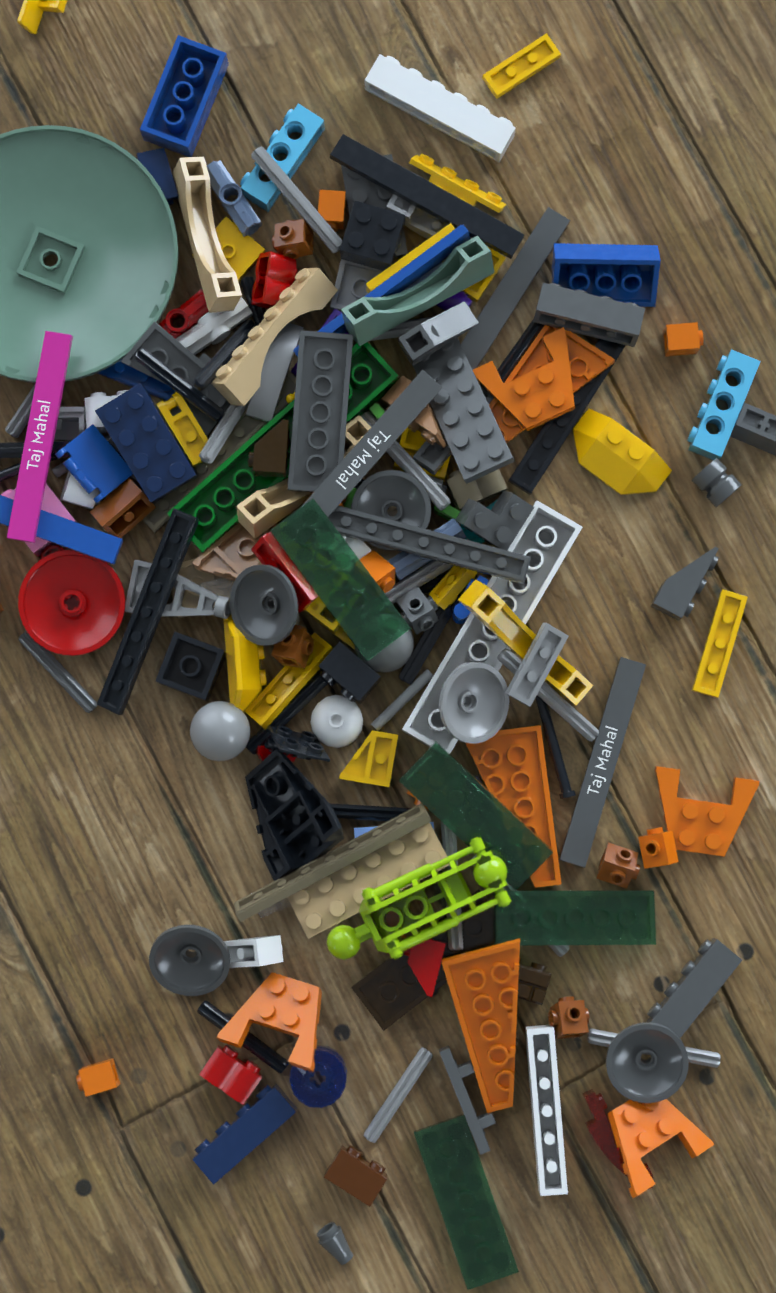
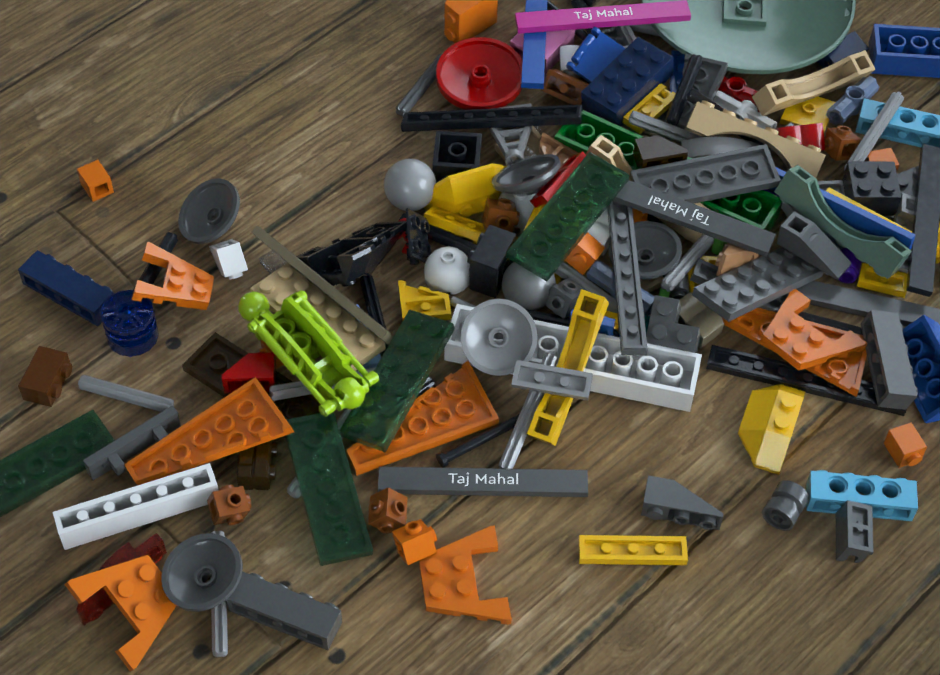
camera: 70 degrees right, 30 degrees down
(231, 1074) = (118, 266): red brick -> none

